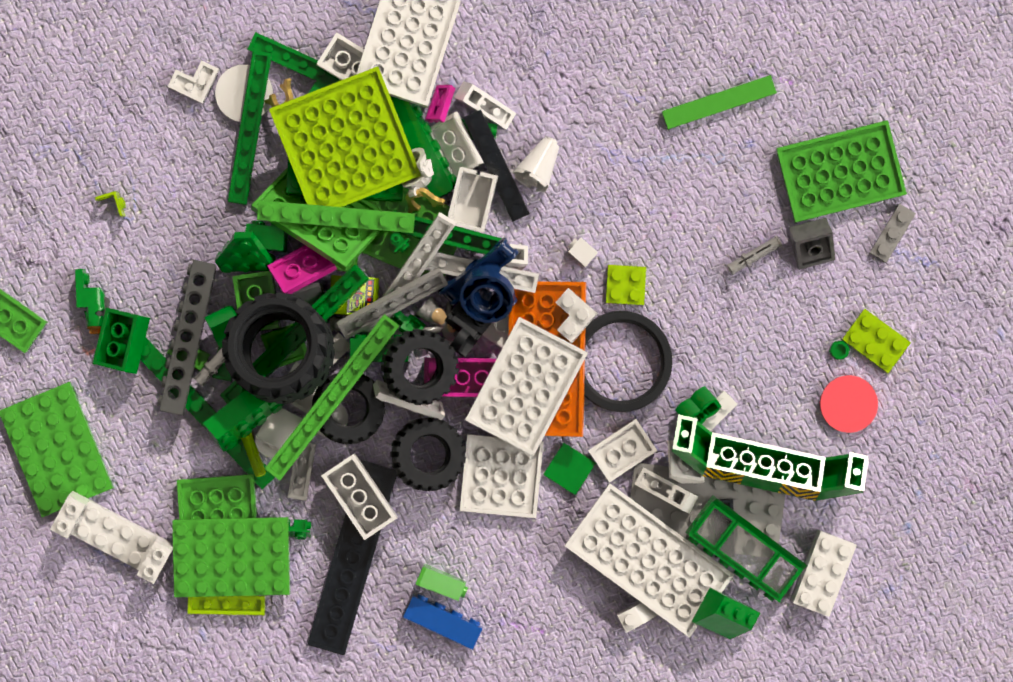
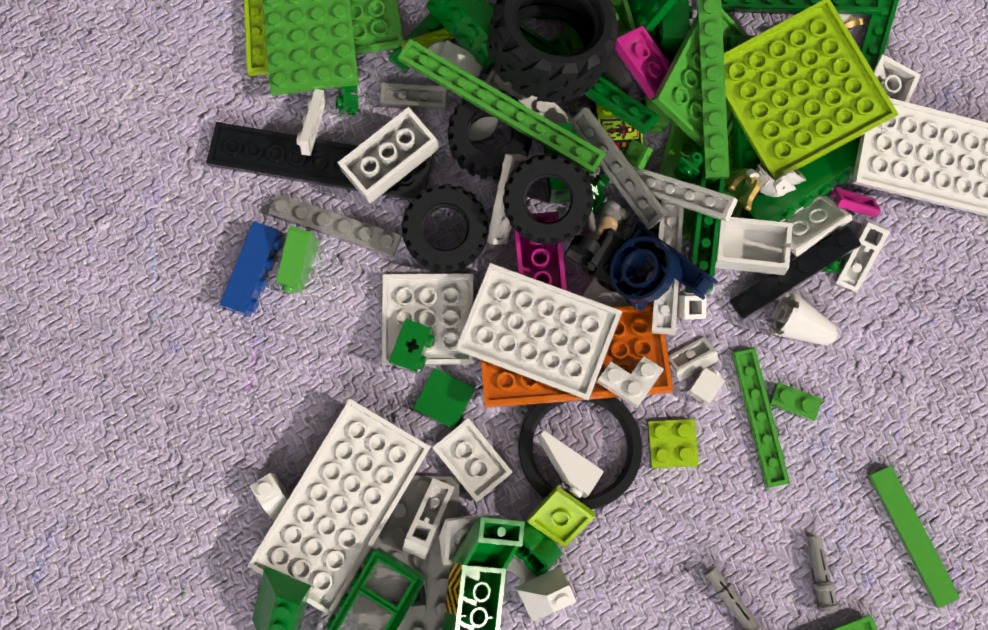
camera: 80 degrees right, 10 degrees down
(319, 561) = (311, 122): none -> white plate
(381, 284) = (638, 154): none -> bright green plate
(410, 548) = (335, 225): none -> light grey plate
(531, 500) = (401, 354): none -> green brick
(557, 259) = (692, 358): none -> white slope
(602, 179) = (795, 401): none -> bright green plate
(611, 210) = (760, 417): none -> bright green tile
(639, 371) = (572, 468): none -> white slope
(676, 384) = (561, 516): none -> lime plate
(734, 402) = (546, 594): none -> white slope
(750, 180) = (823, 584): none -> light grey pin

